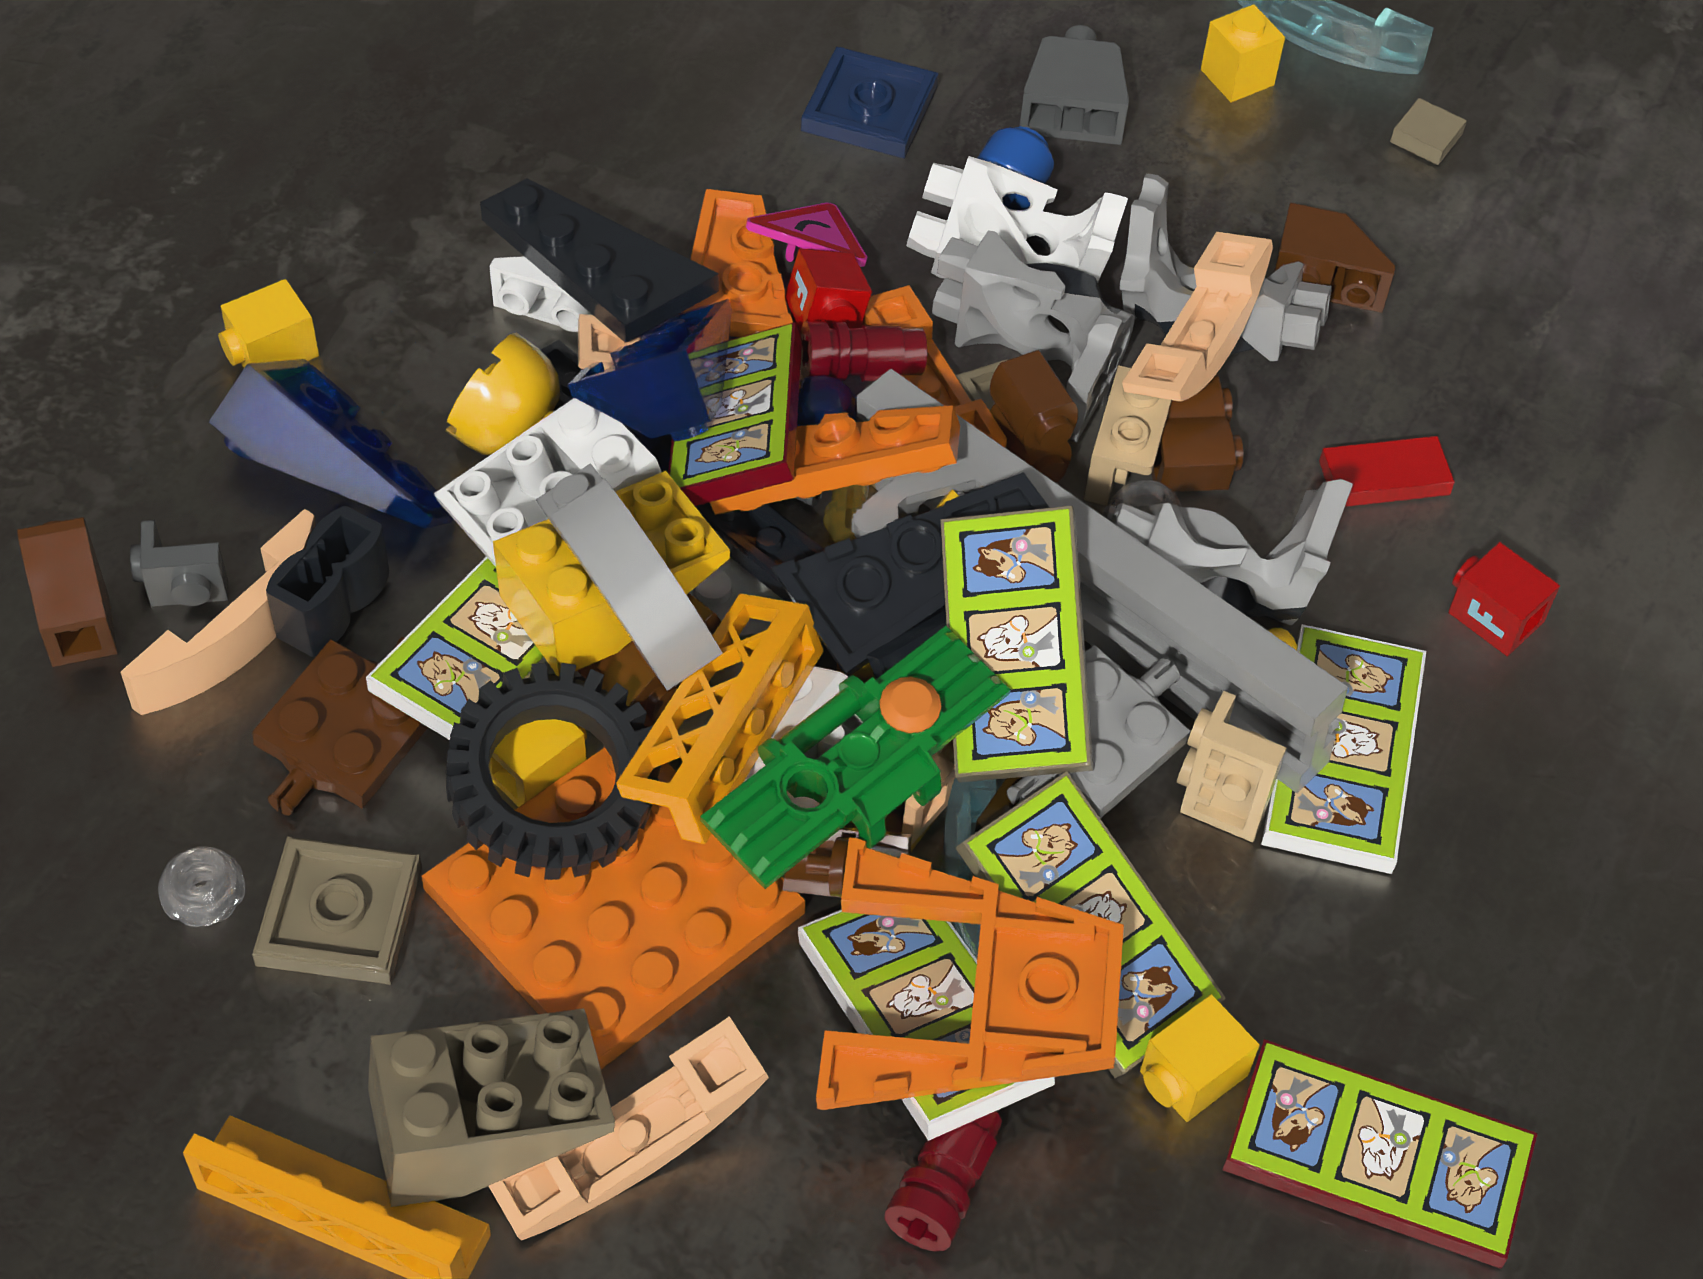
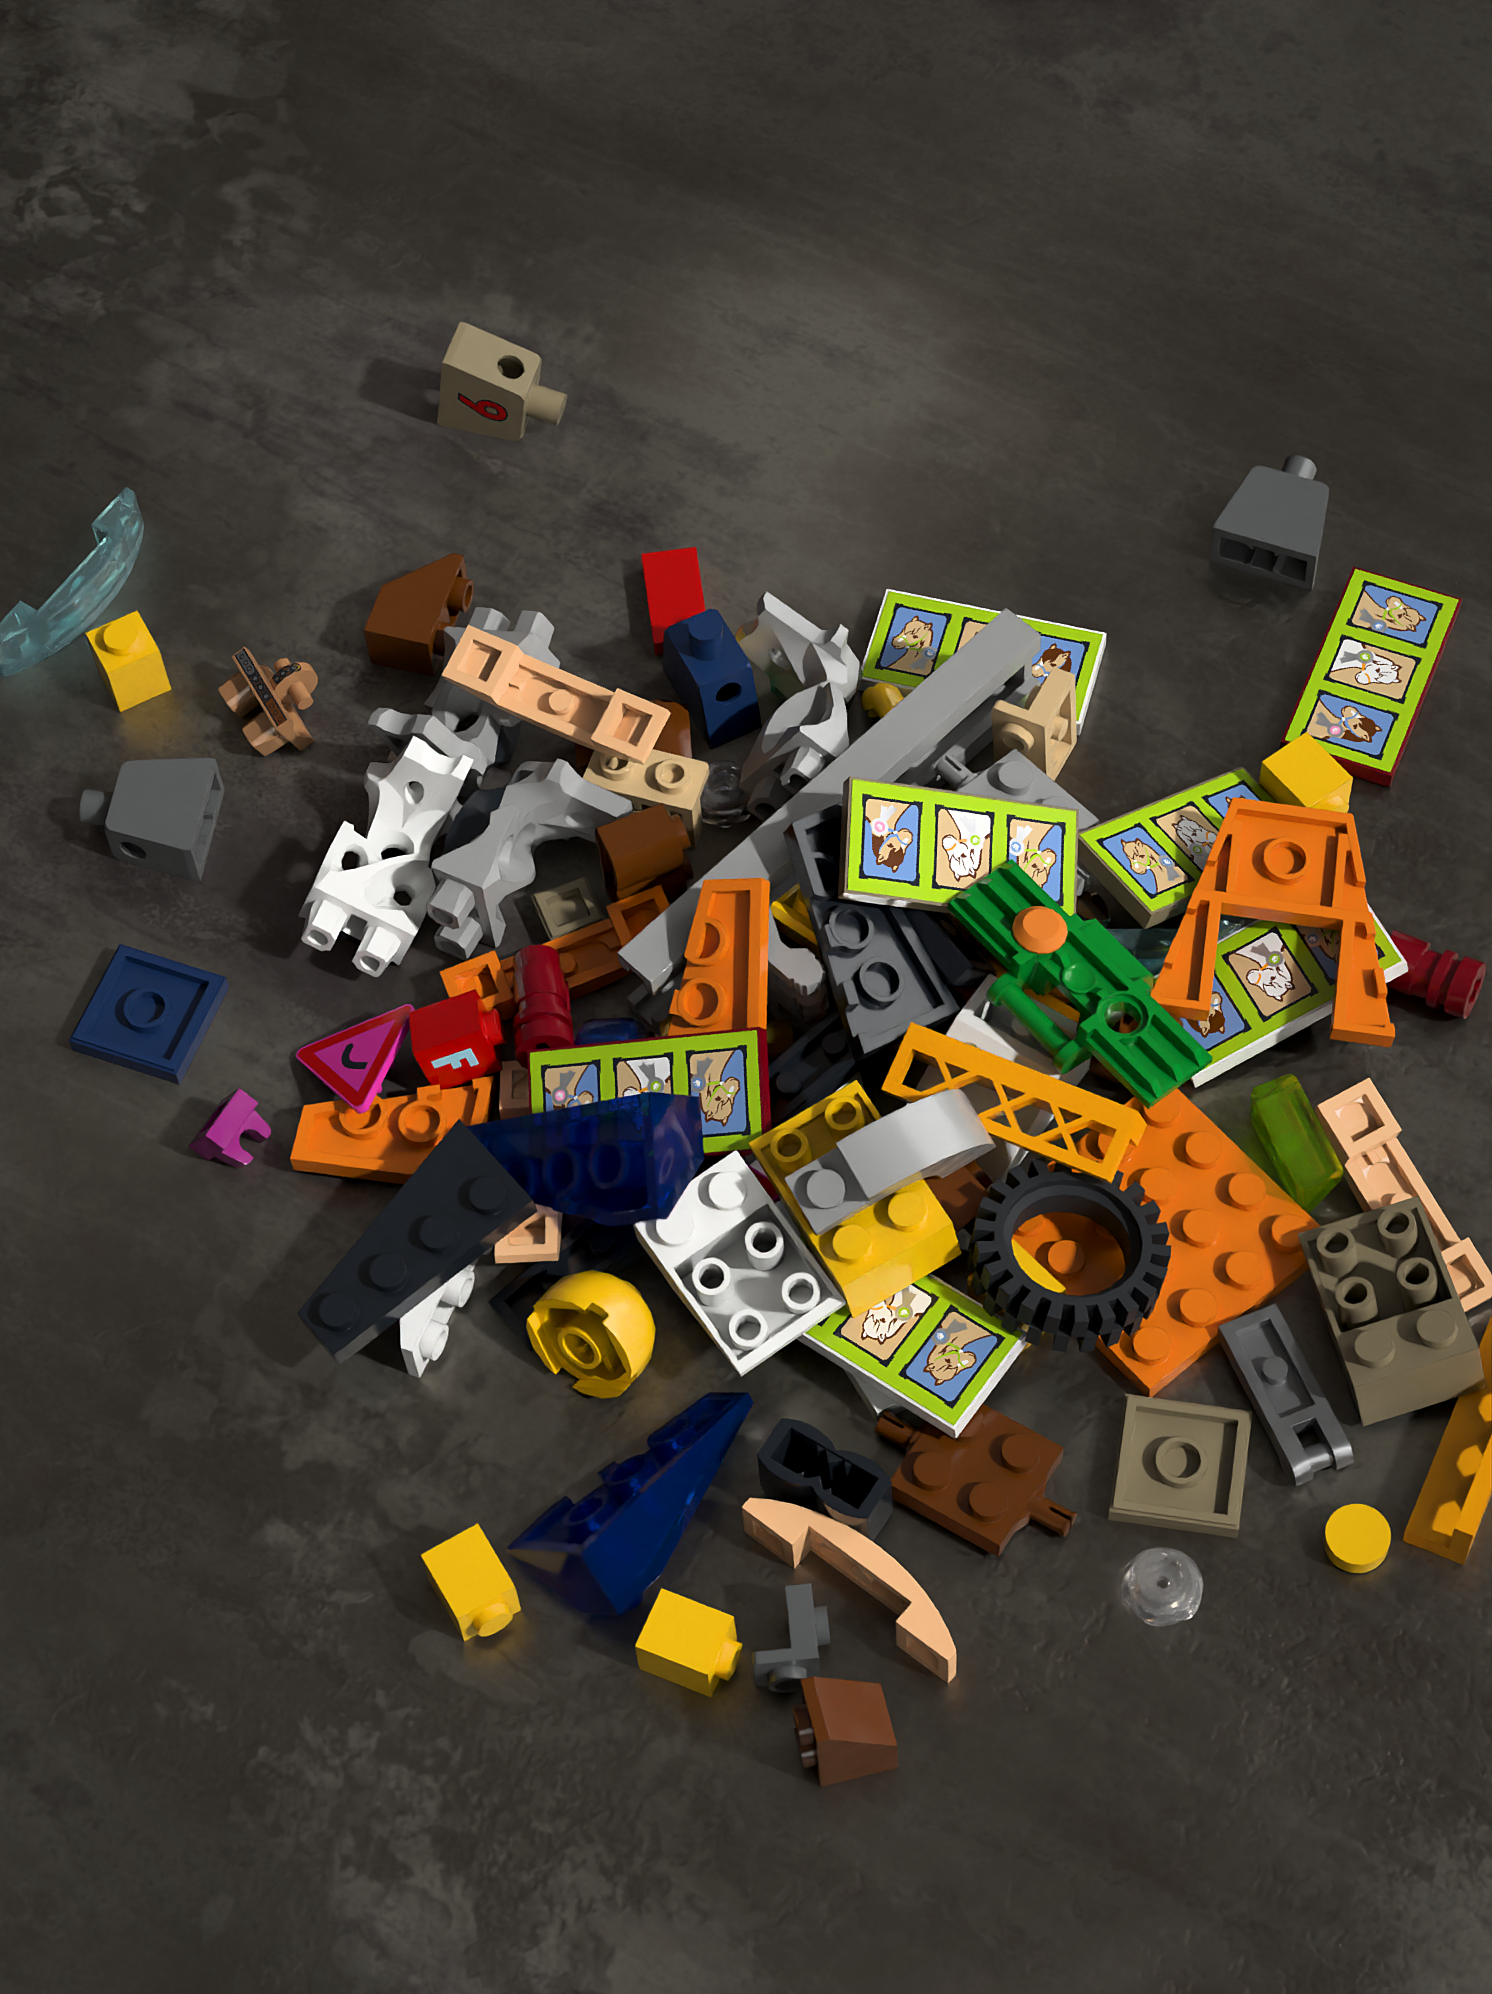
camera: 80 degrees left, 5 degrees up
(187, 486) = (688, 1643): none -> yellow brick
(233, 1073) = (1357, 1538): none -> yellow tile
(416, 996) = (1284, 1393): none -> flat silver plate
(694, 1012) = (1294, 1141): none -> clear neon green slope
(743, 146) = (223, 1128): none -> magenta tile
(1021, 152) = (278, 872): blue head -> none
(1216, 156) = (276, 694): none -> medium nougat hips
(1270, 477) = (698, 662): none -> dark blue torso
(1428, 131) = (237, 521): dark tan tile -> none
(1502, 597) = (833, 524): red brick -> none
(1588, 1046) = (1274, 524): none -> dark grey torso
(1615, 313) = (493, 386): none -> dark tan torso

